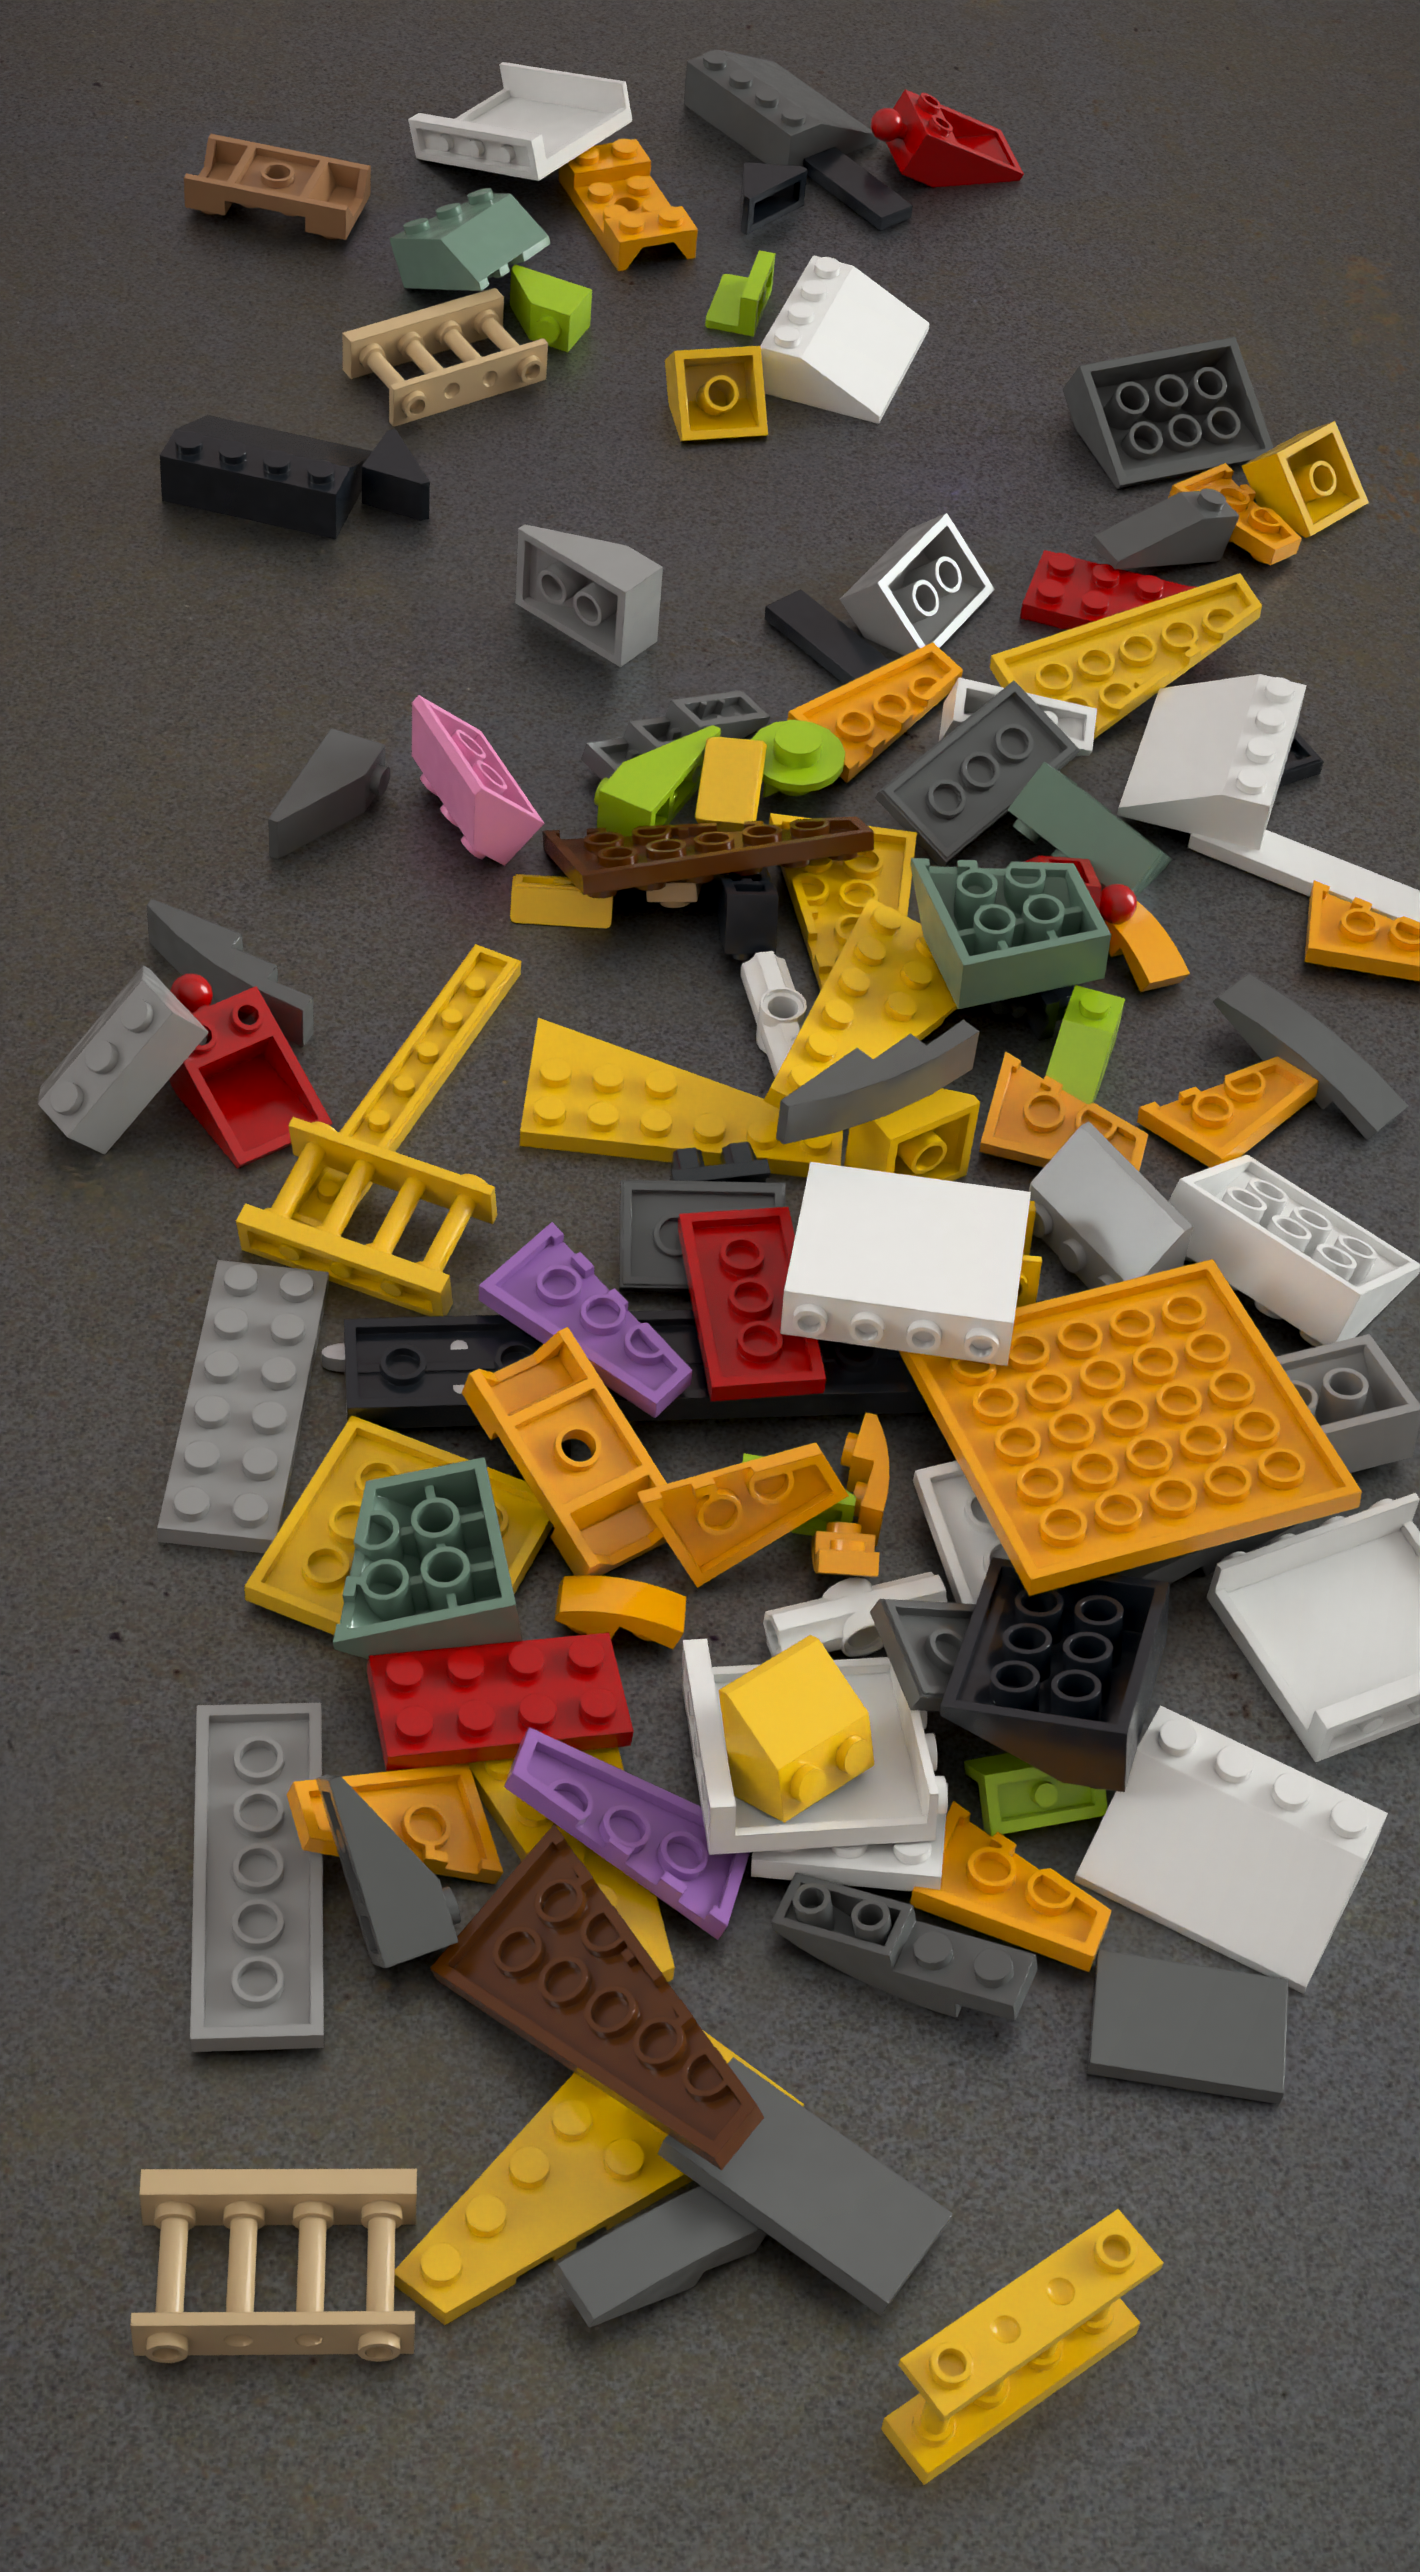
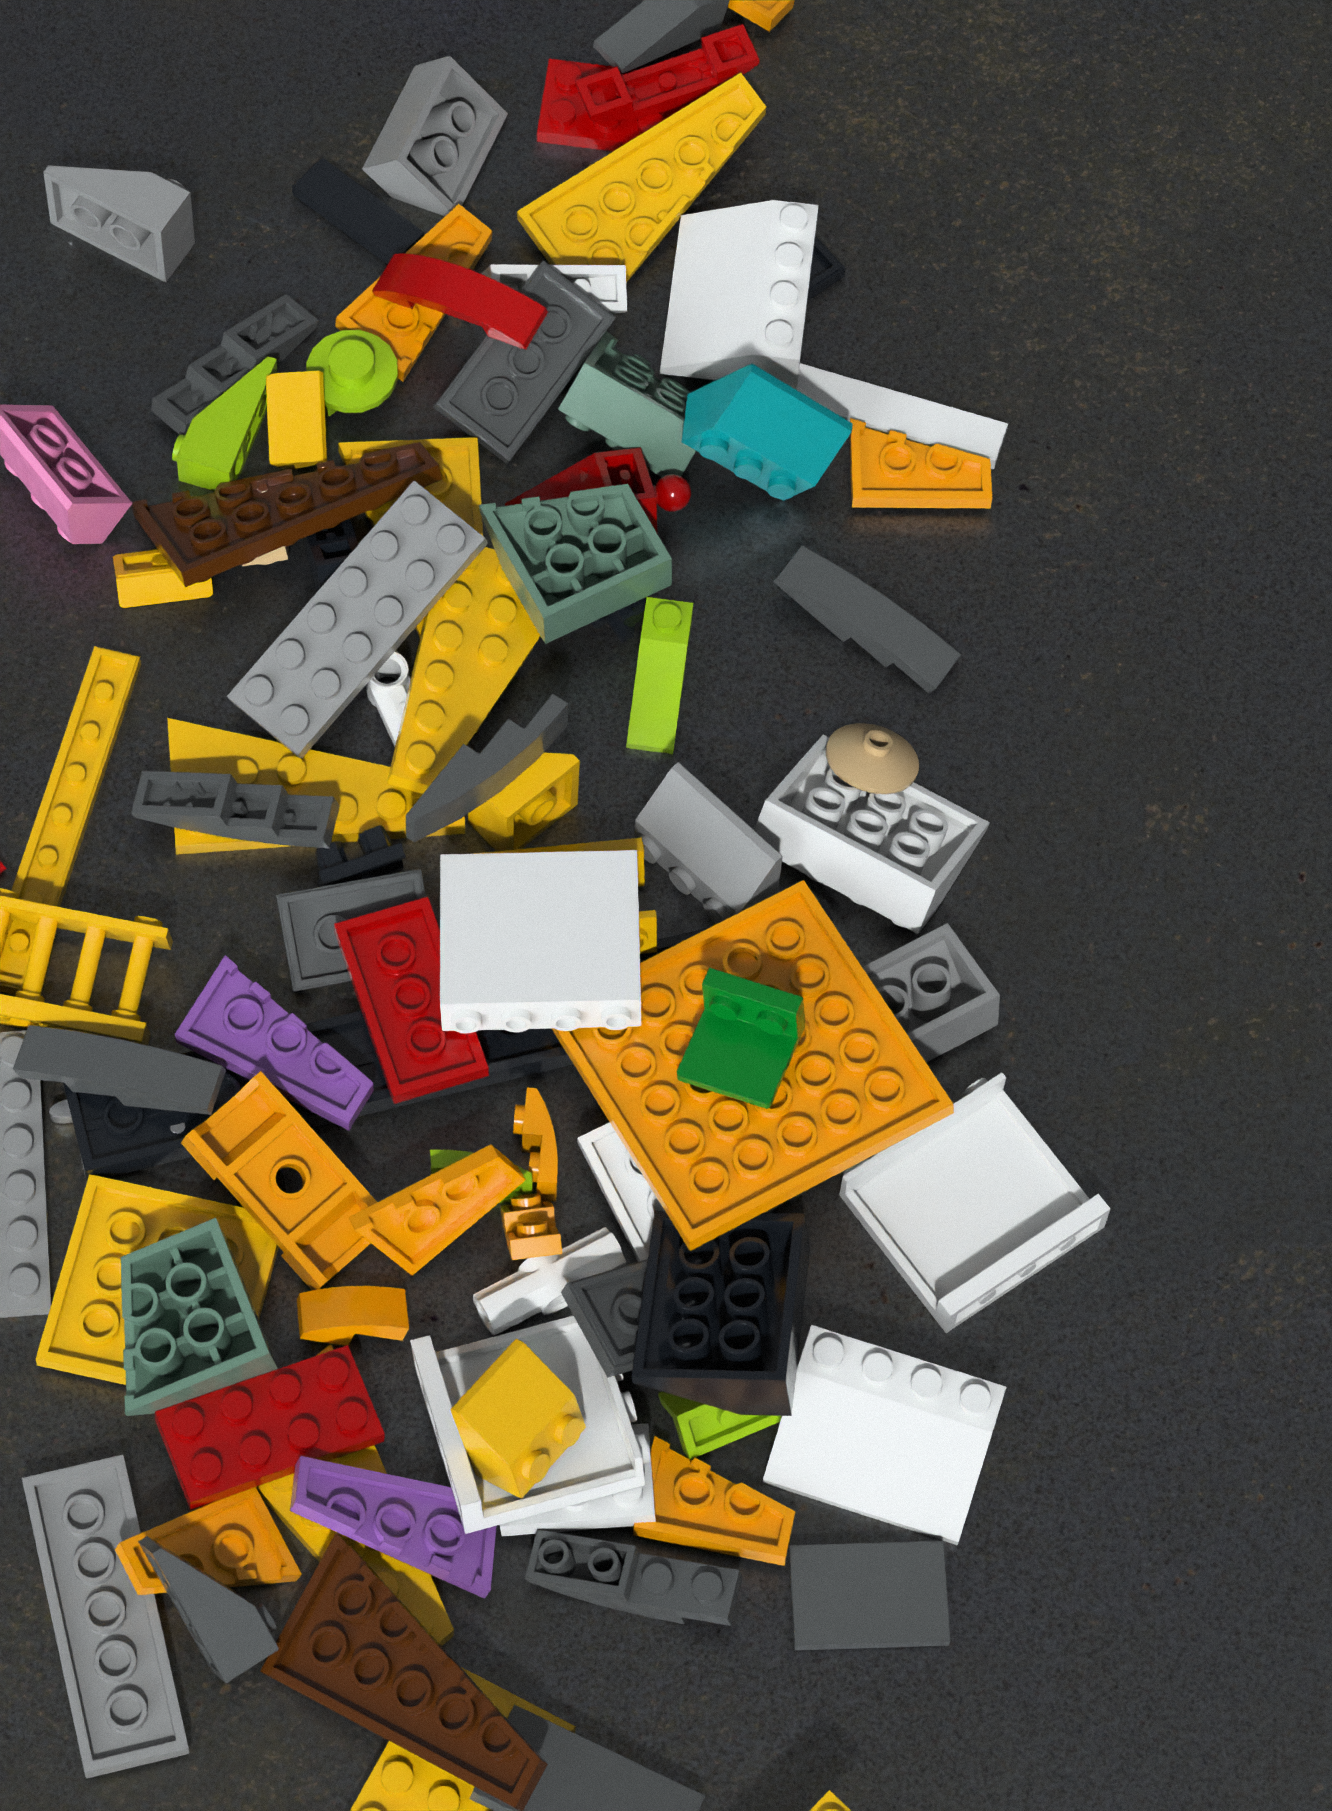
camera: 10 degrees left, 15 degrees up
(421, 1311) = (120, 1068): none -> dark grey slope
(579, 1097) = (233, 810): none -> dark grey slope
(760, 949) = (357, 619): none -> light grey plate
(961, 709) = (461, 294): none -> red slope
(1036, 1117) = (642, 745): light orange wing -> none
(1127, 1381) = (743, 1039): none -> green bracket
(1147, 951) = (705, 528): light orange slope -> none
(1148, 581) = (669, 82): none -> red slope
(1225, 856) = (764, 431): none -> teal slope
(1233, 1115) = (806, 694): light orange wing -> none
(1300, 1180) = (872, 758): none -> tan dish

